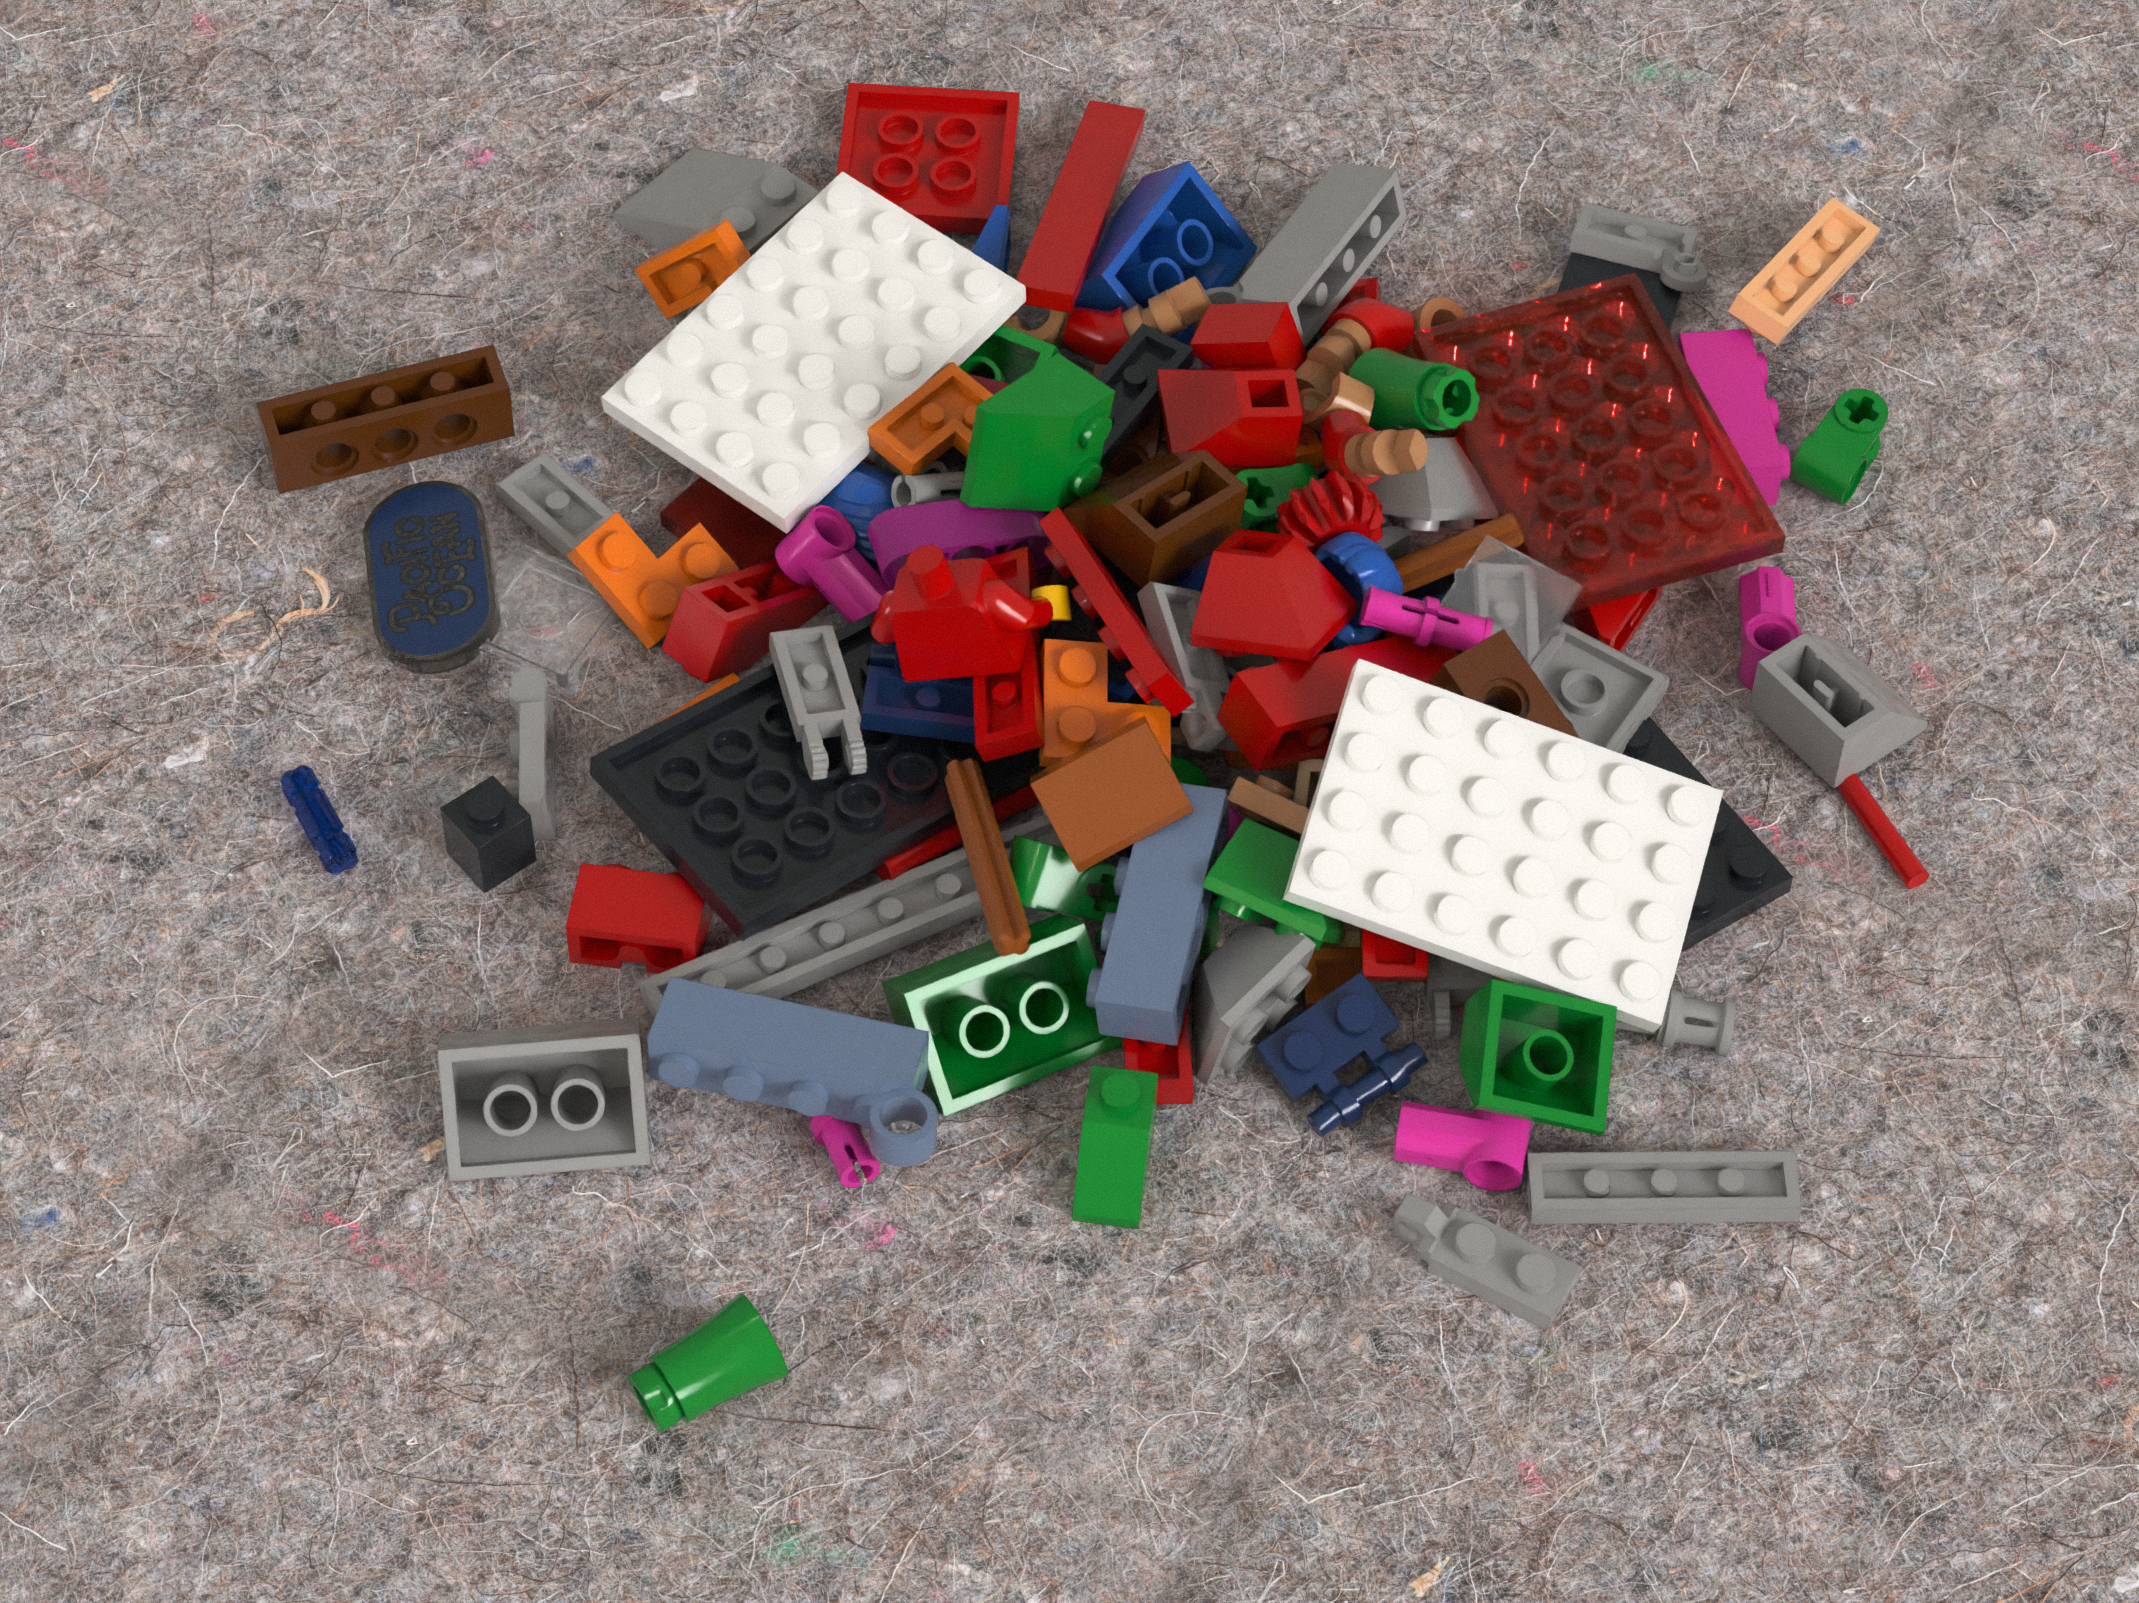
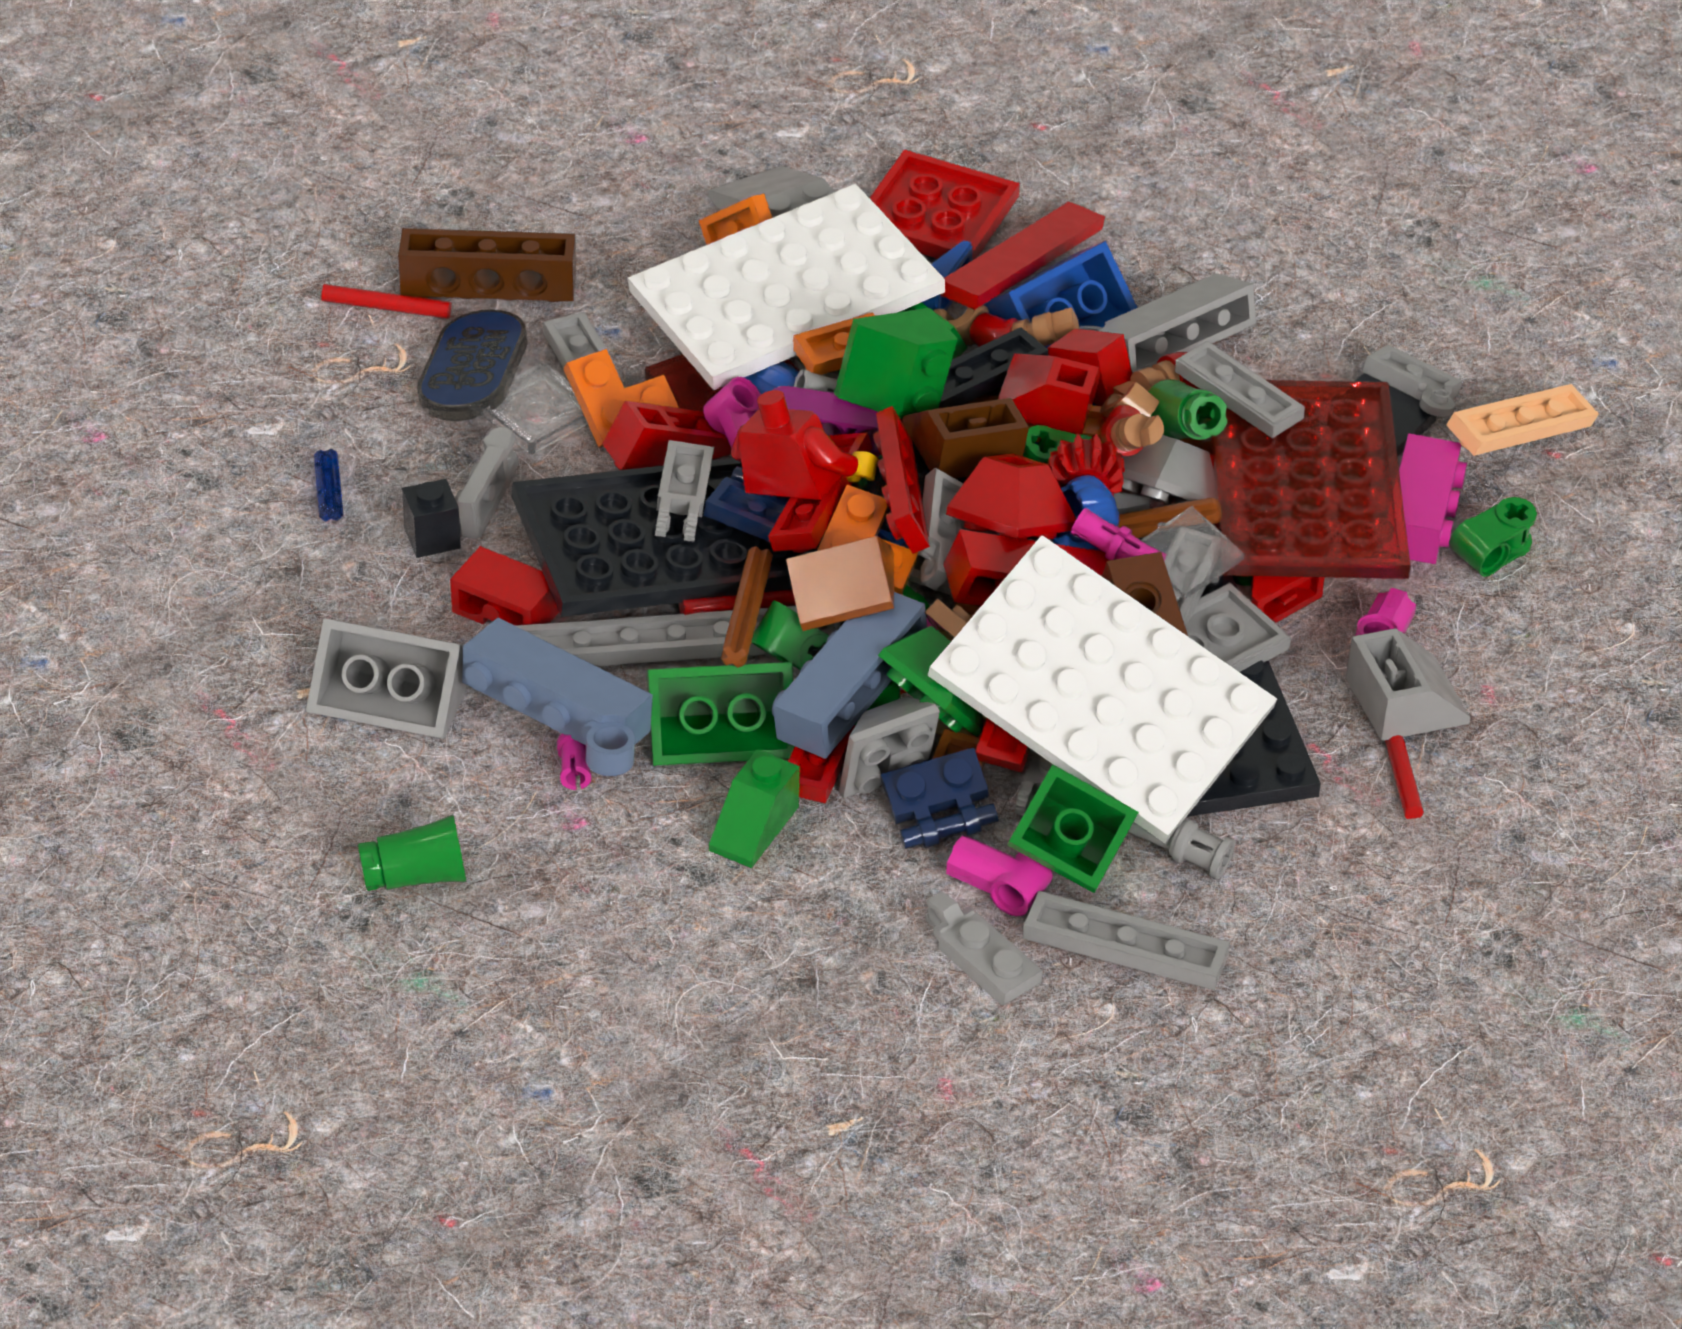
camera: 20 degrees right, 10 degrees down
(263, 508) = (386, 301): none -> red bar
(1462, 338) = (1240, 389): none -> light grey tile

